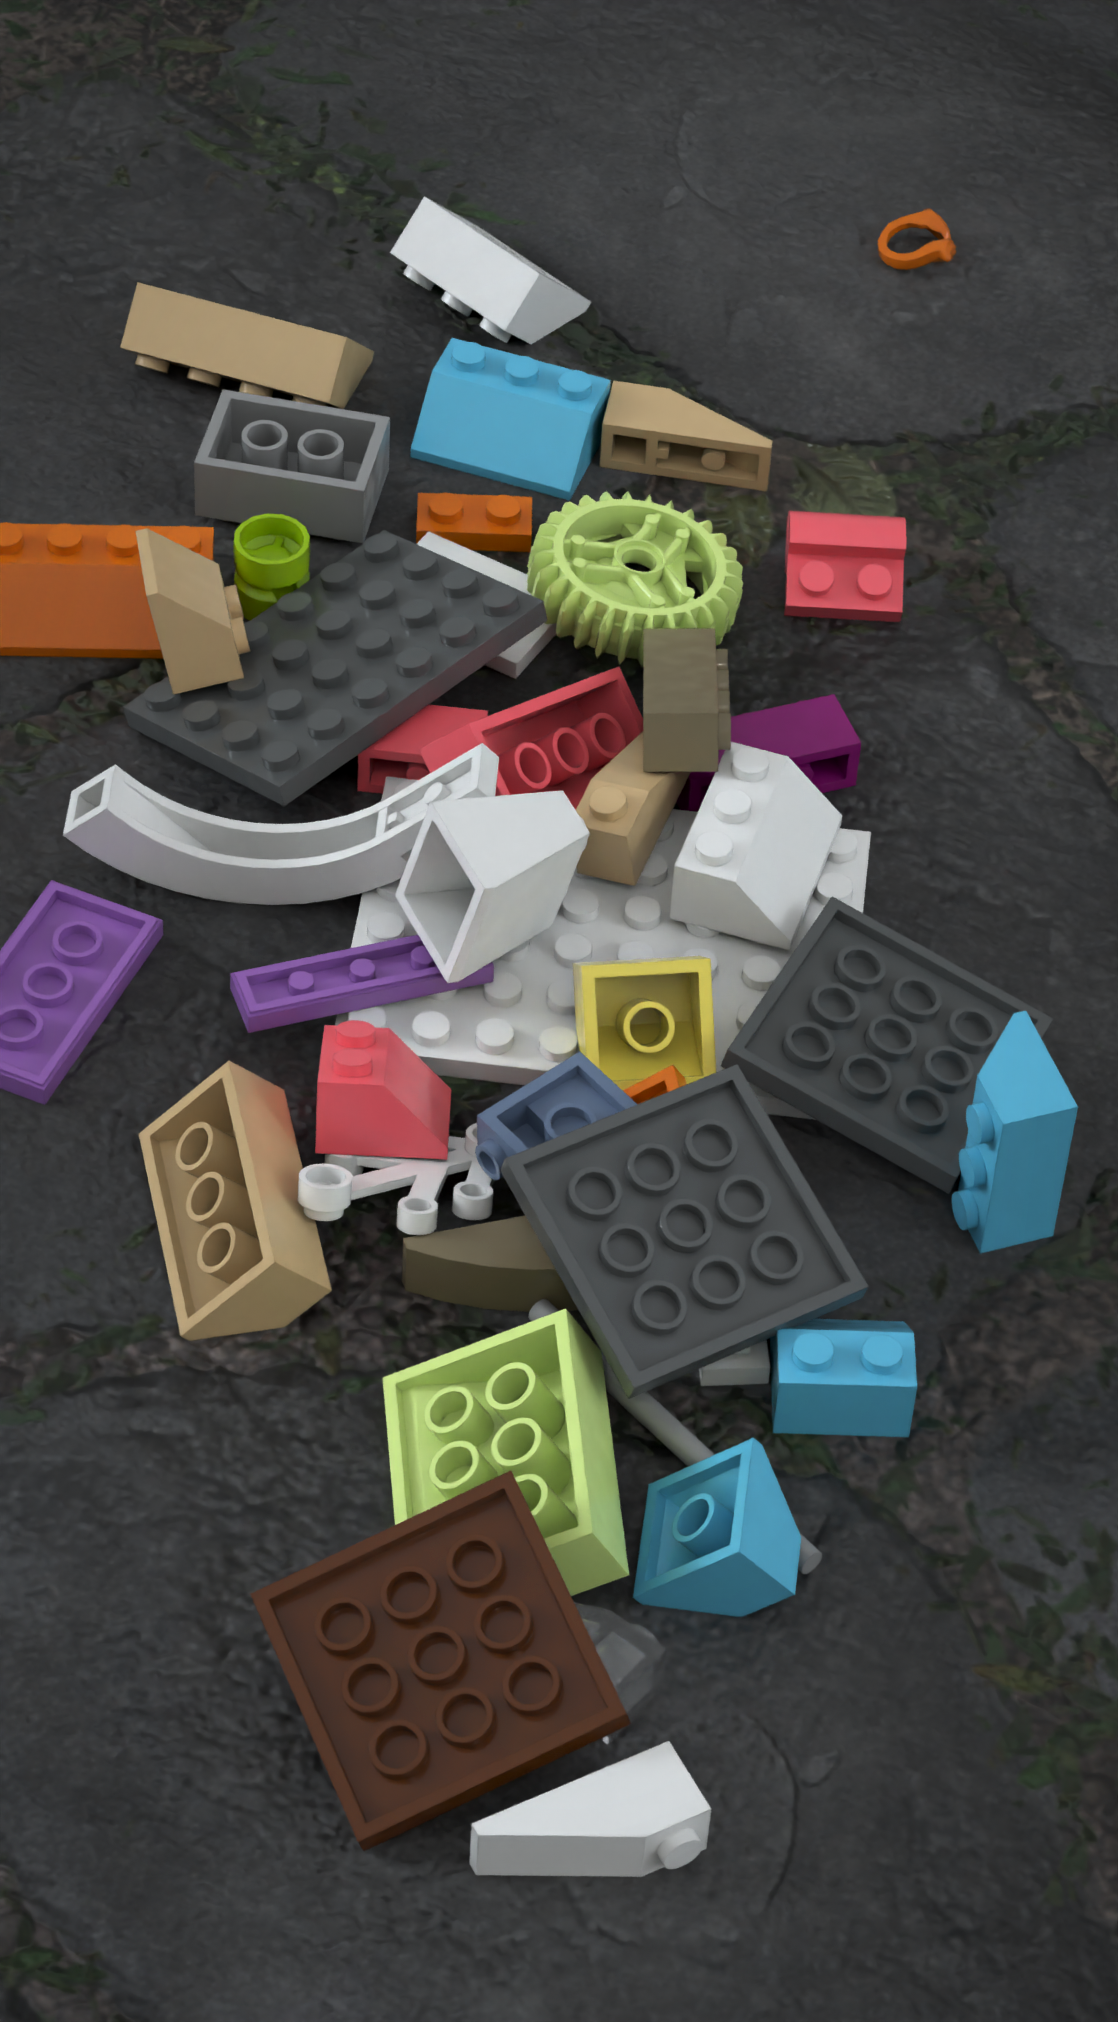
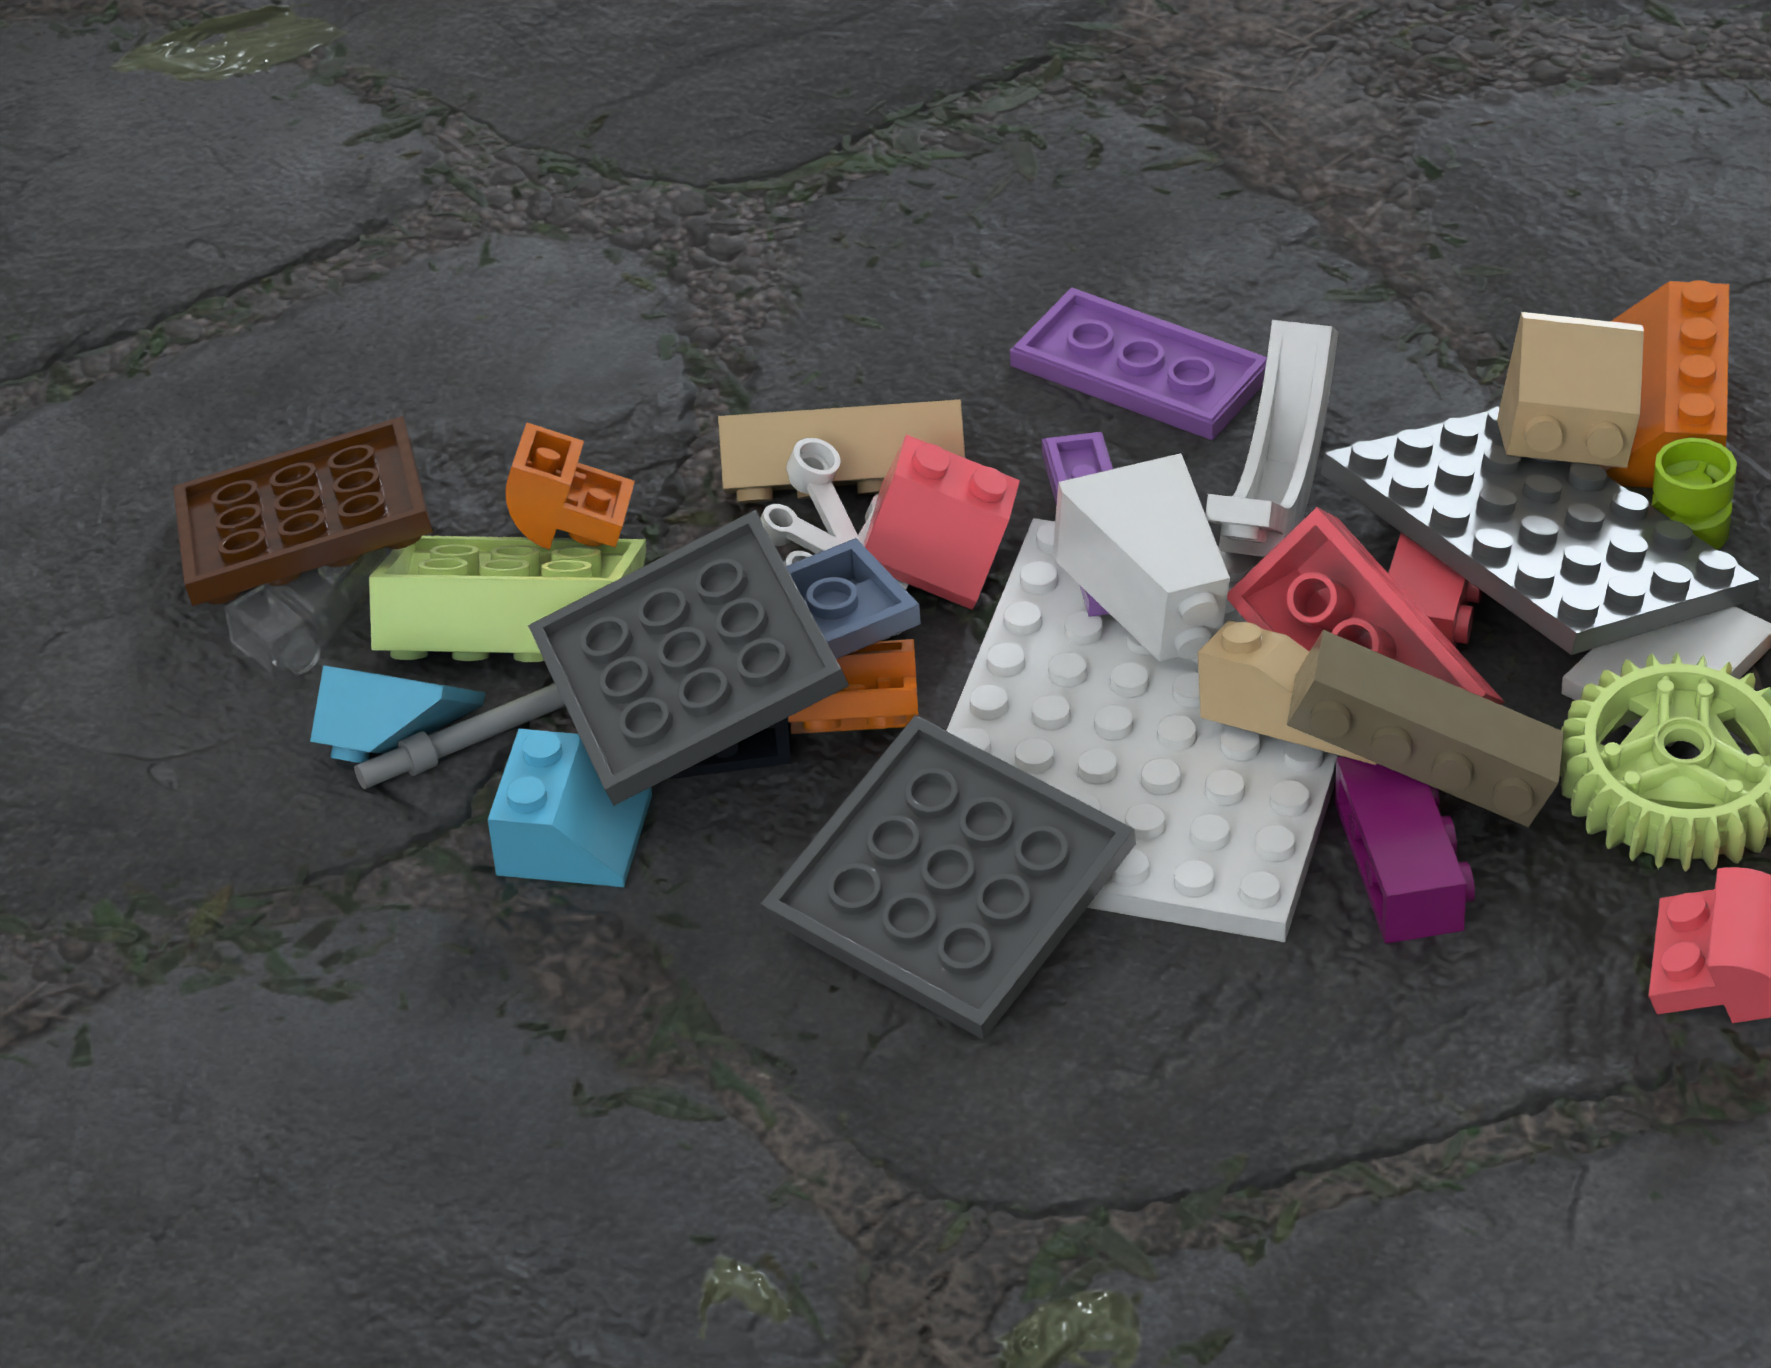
camera: 105 degrees right, 5 degrees down
(366, 1420) = (556, 492): none -> orange brick
(603, 1824) = (133, 624): white slope -> none
(646, 1017) = (996, 680): light yellow slope -> none
(754, 849) = (1225, 787): white slope -> none
(1015, 1143) = (768, 907): medium azure slope -> none

